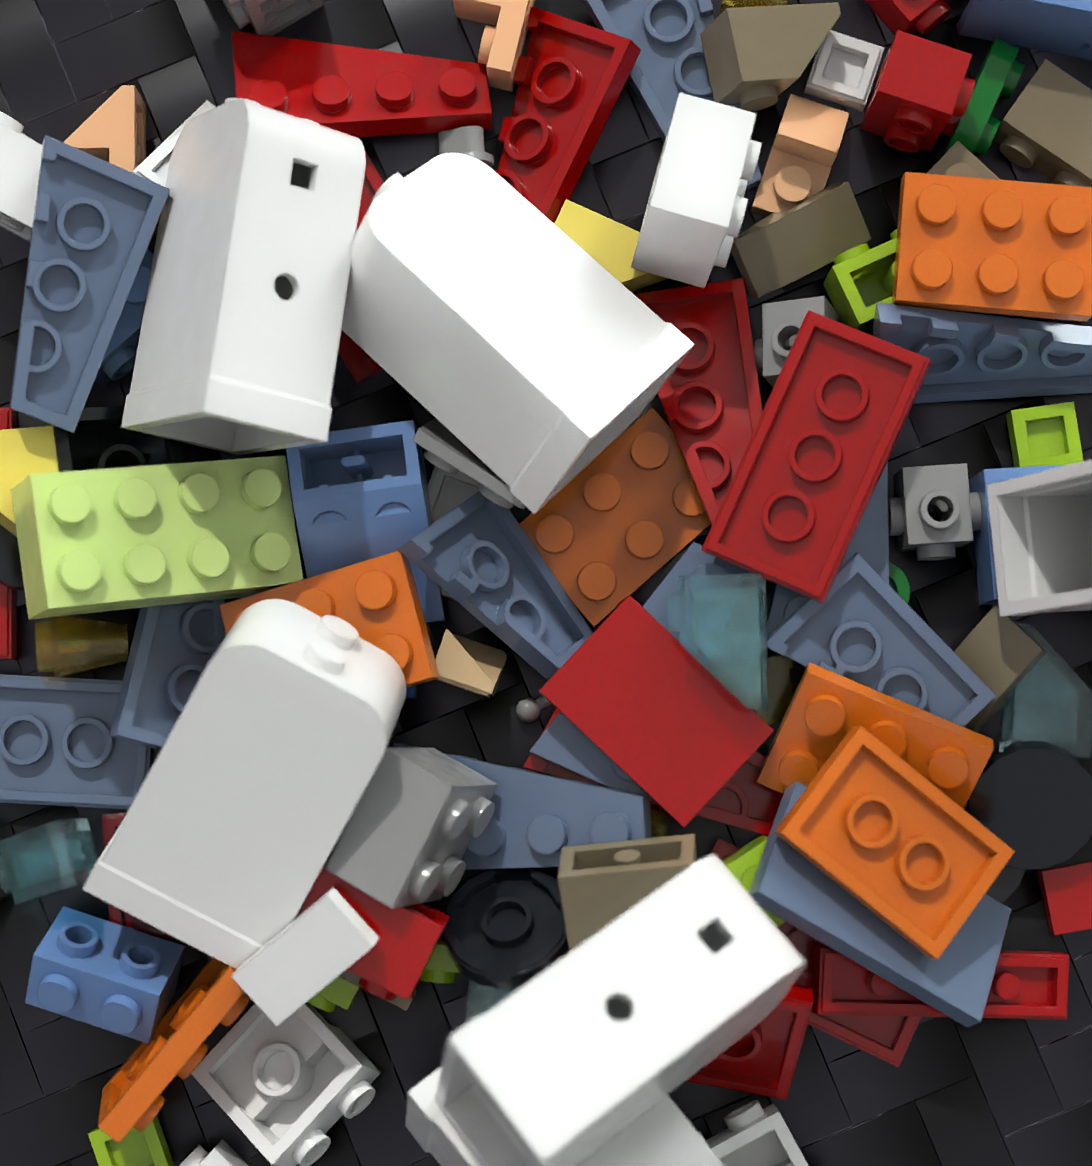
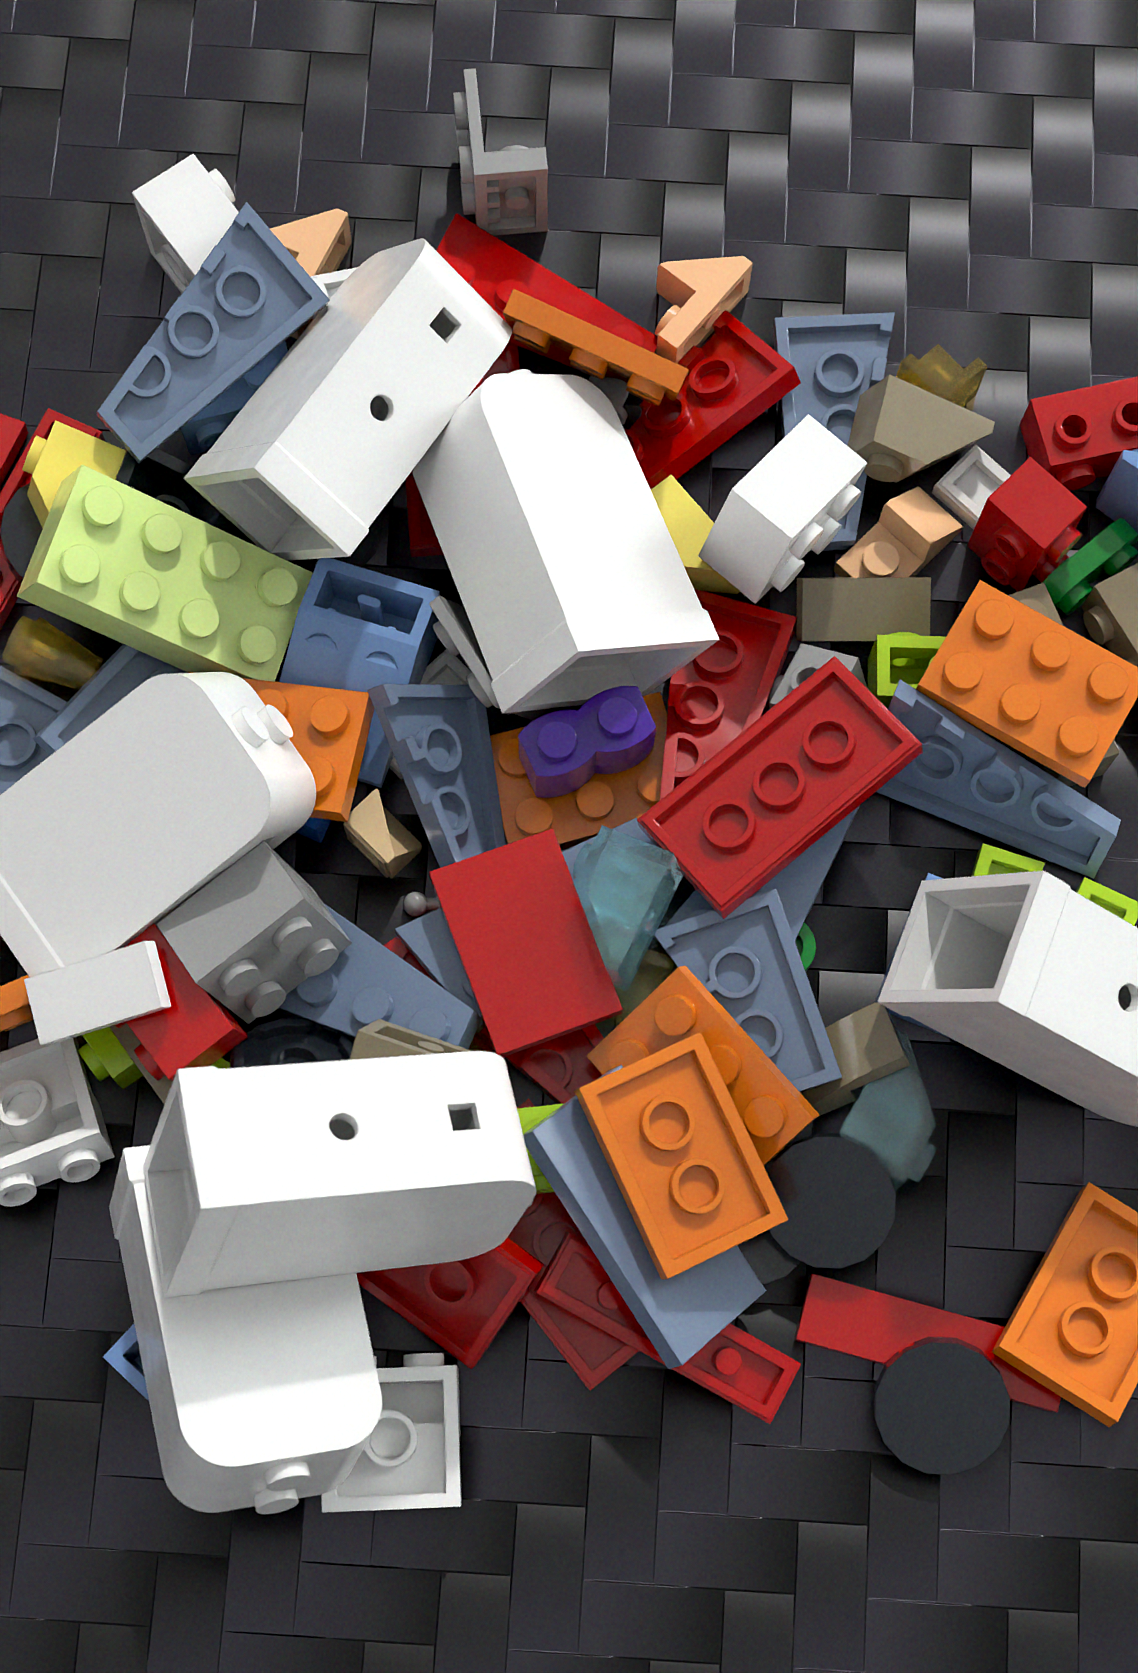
camera: 20 degrees right, 10 degrees down
(444, 118) = (593, 348): none -> orange plate
(629, 483) = (570, 746): none -> dark purple brick
(947, 493) = (873, 876): light grey brick -> none

